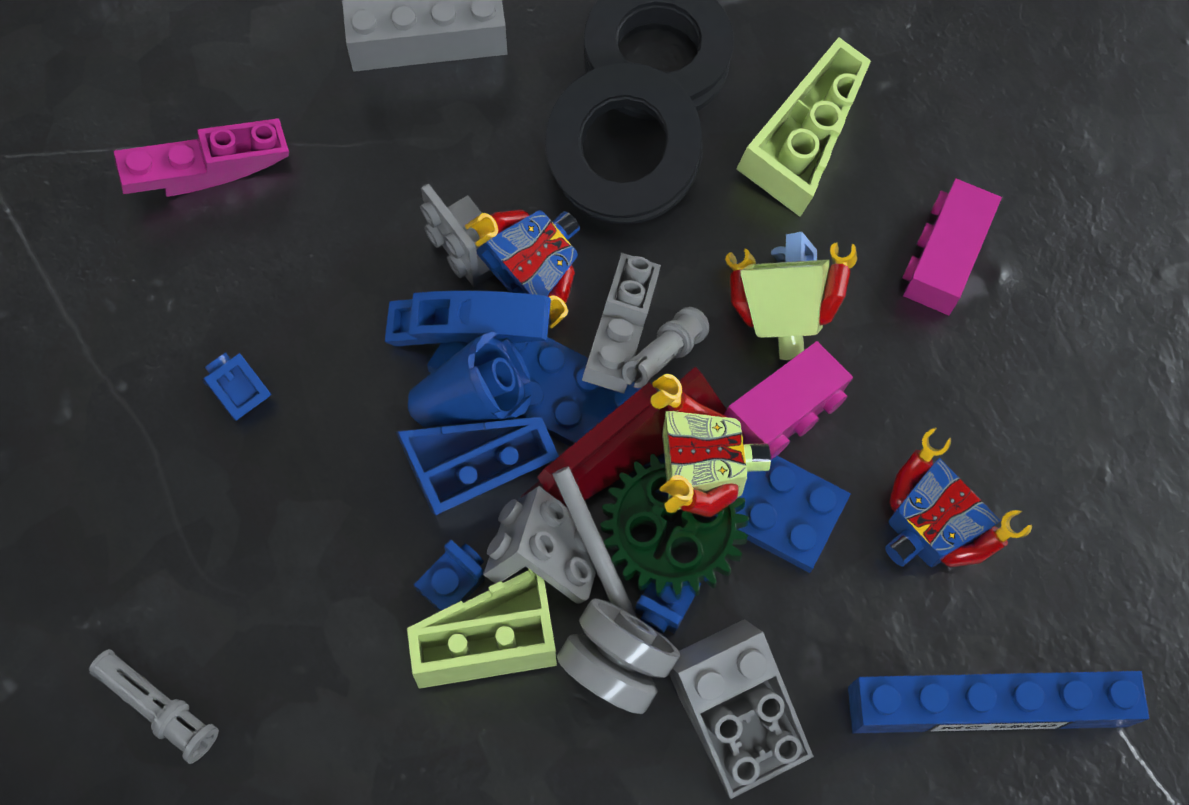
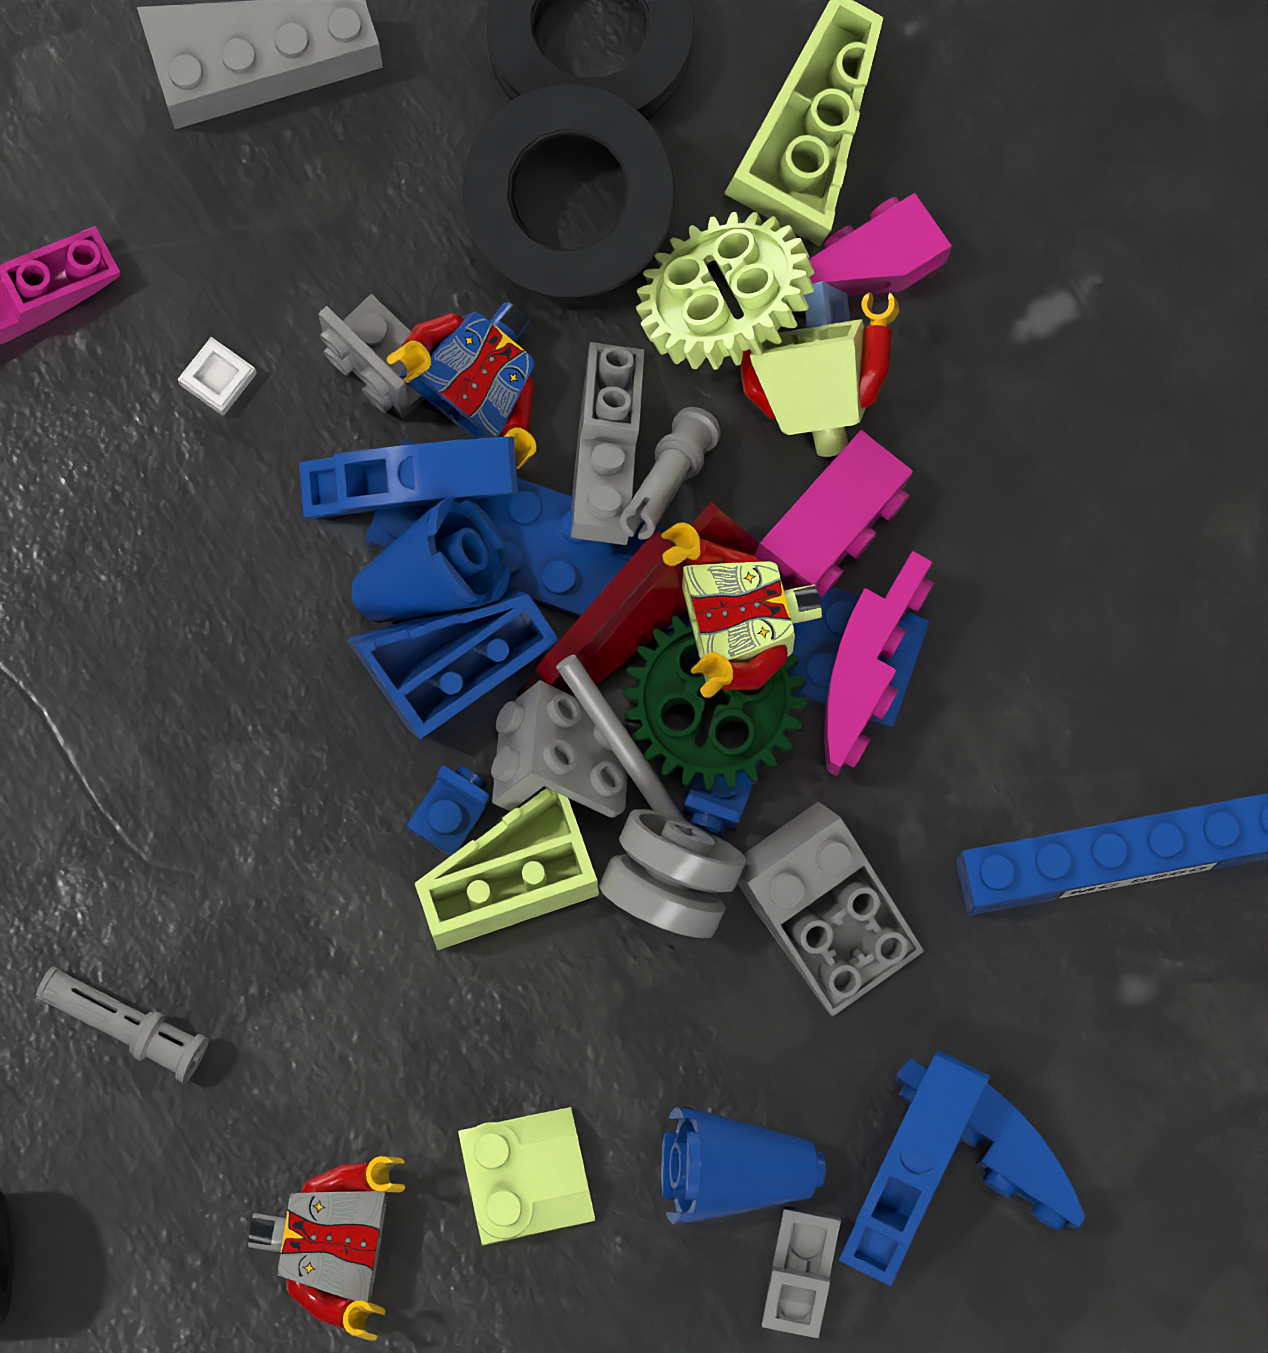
camera: 10 degrees left, 10 degrees up
(235, 384) = (124, 607): blue bracket -> none
(344, 235) = (217, 376): none -> white tile
(756, 215) = (764, 270): none -> yellowish green gear
(792, 524) = (860, 680): none -> dark pink slope
(856, 218) = (885, 253): none -> dark pink slope
(942, 515) = (1044, 630): torso -> none
(950, 246) = (1021, 261): dark pink brick -> none

